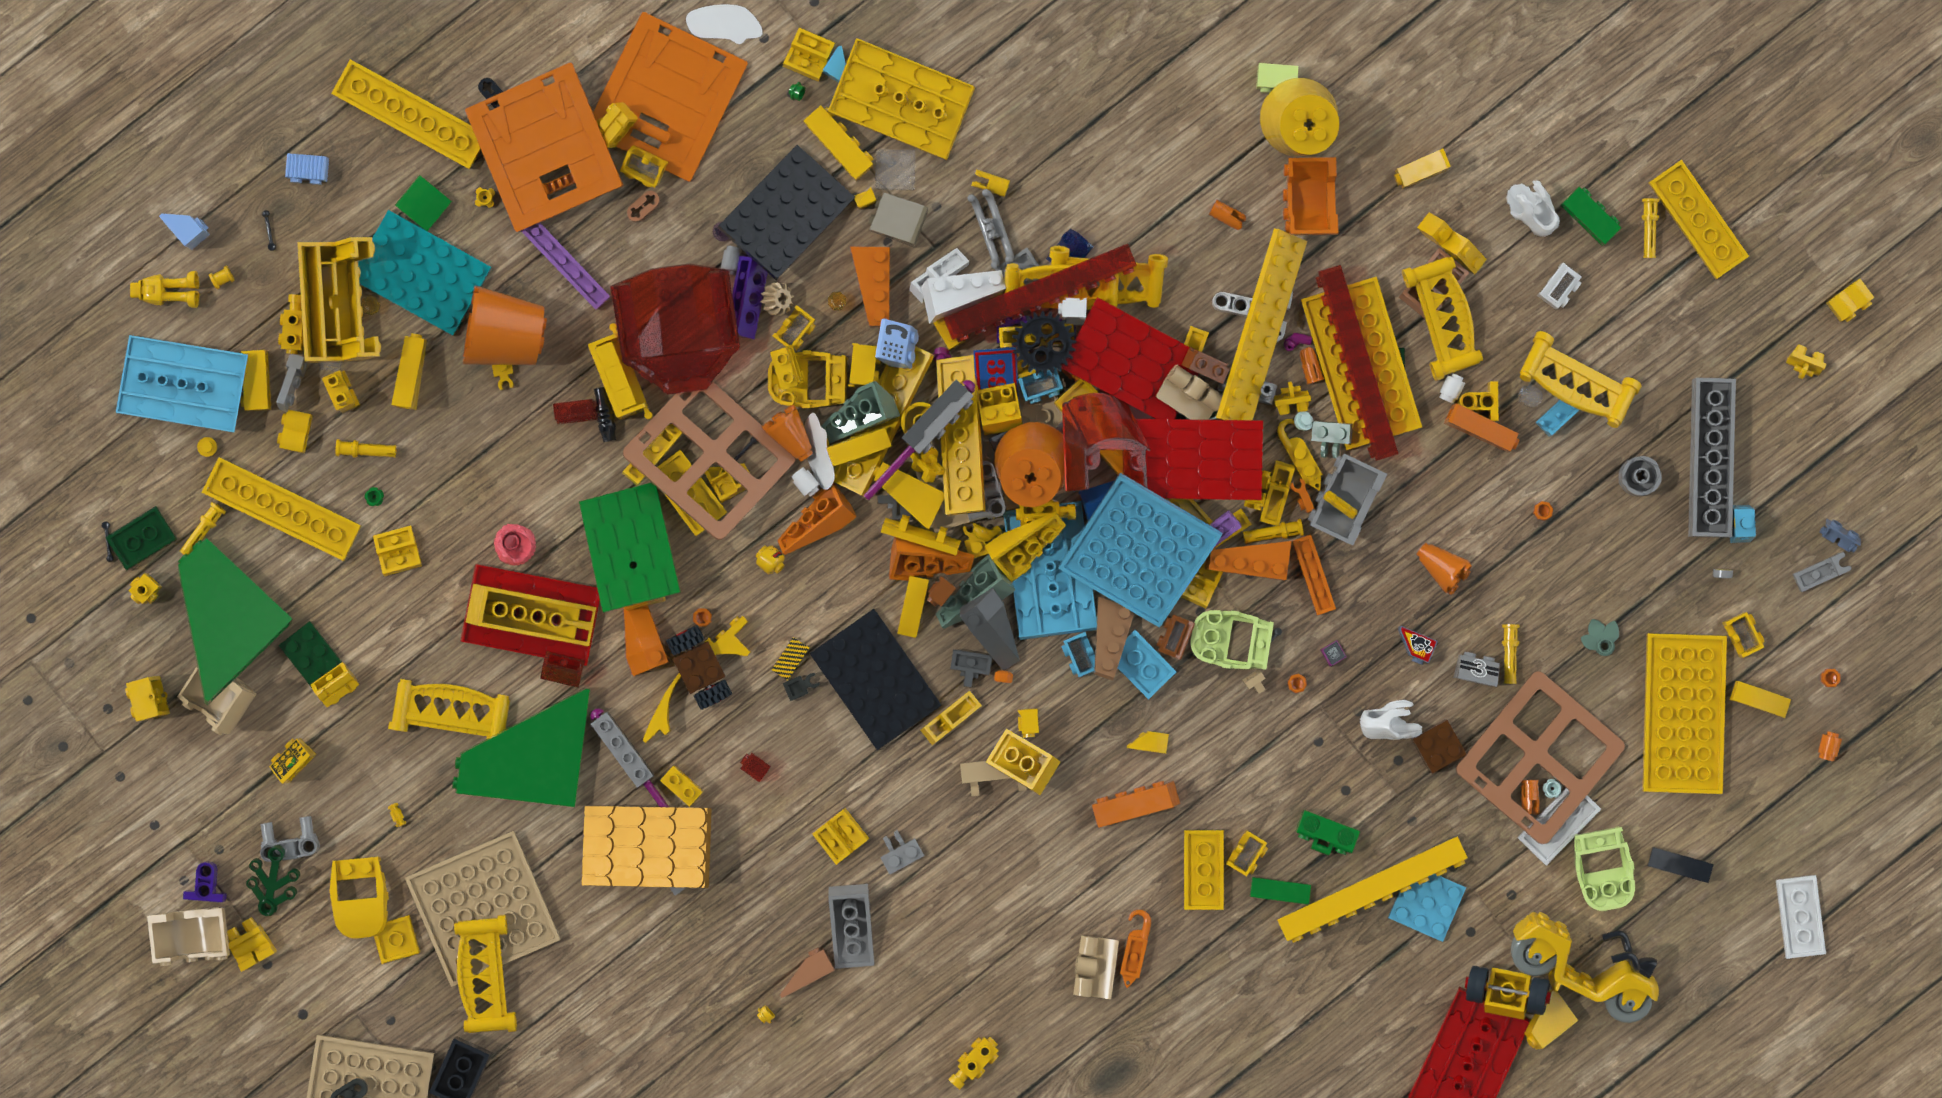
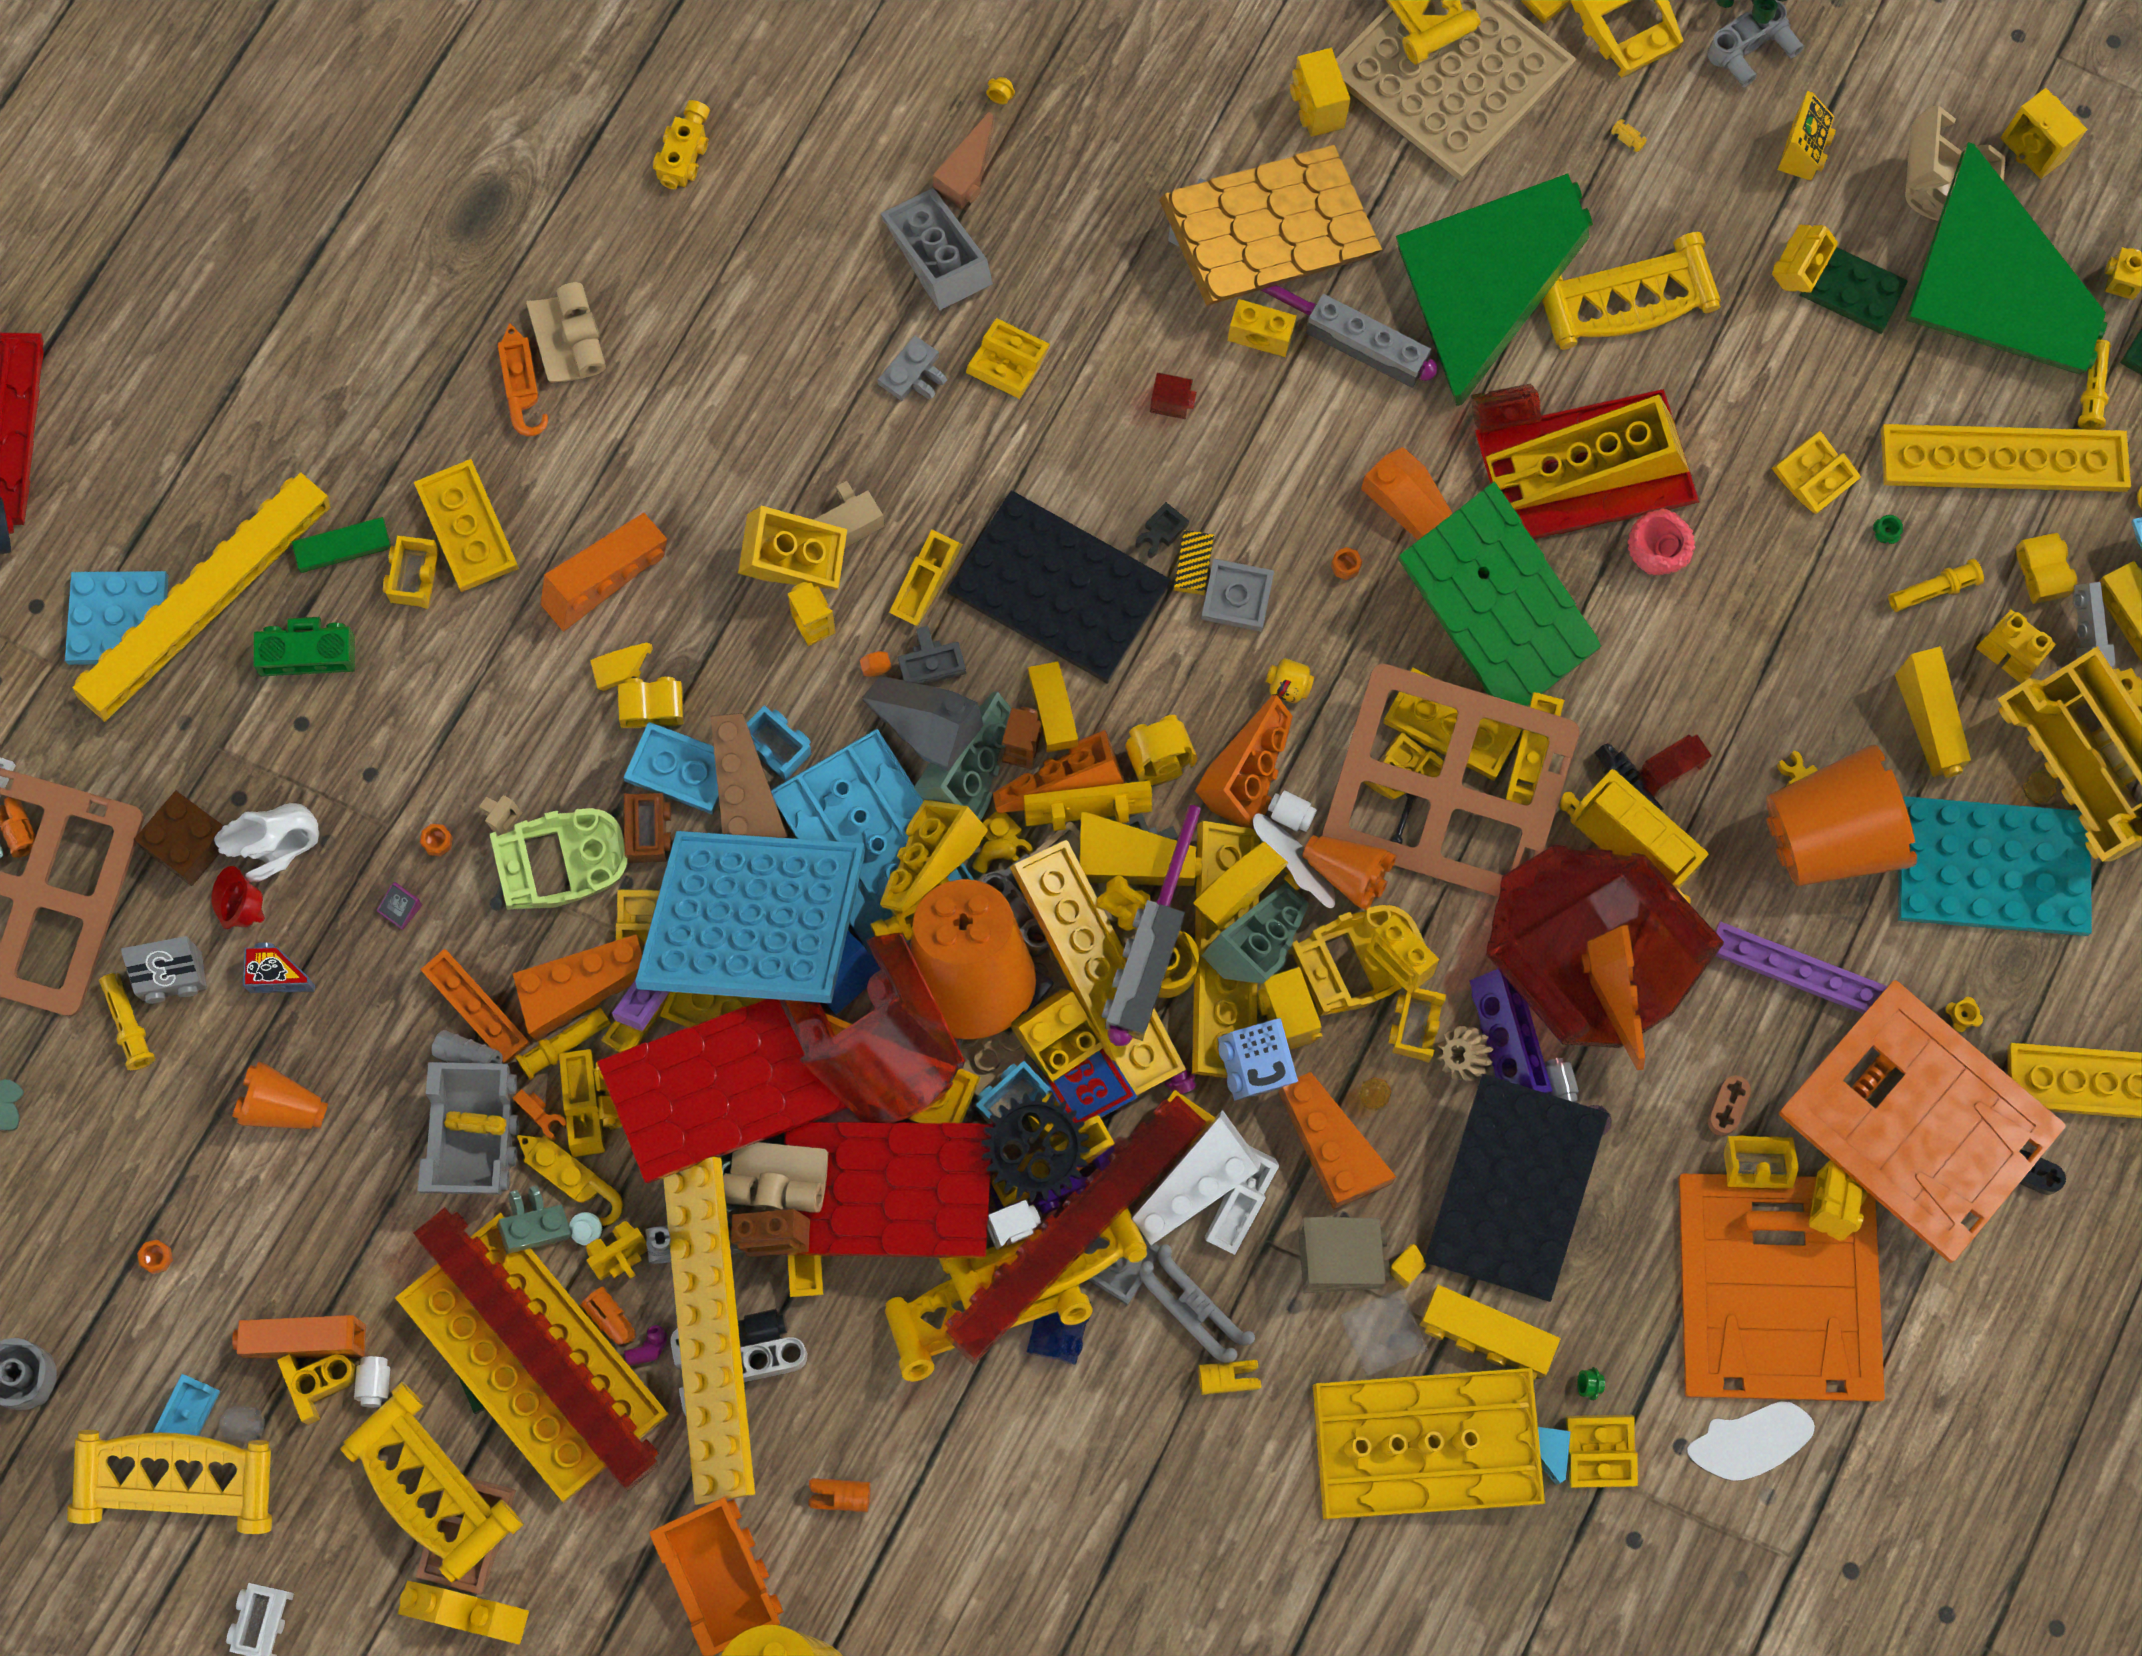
camera: 150 degrees right, 15 degrees down
(423, 203) = (2047, 965): green slope -> none
(574, 921) = (1320, 92): none -> yellow brick
(675, 302) = (1610, 972): none -> orange wedge
(699, 667) = (1318, 486): plate -> none
(726, 644) = (1298, 537): yellow slope -> none
(775, 626) = (1237, 595): none -> light grey plate
(865, 549) = (1160, 750): none -> yellow brick
(1142, 710) = (650, 702): none -> yellow brick
(1230, 322) = (762, 1327): none -> black brick
(1329, 548) = (457, 1049): none -> light grey axle
(1423, 695) = (236, 900): none -> red piece

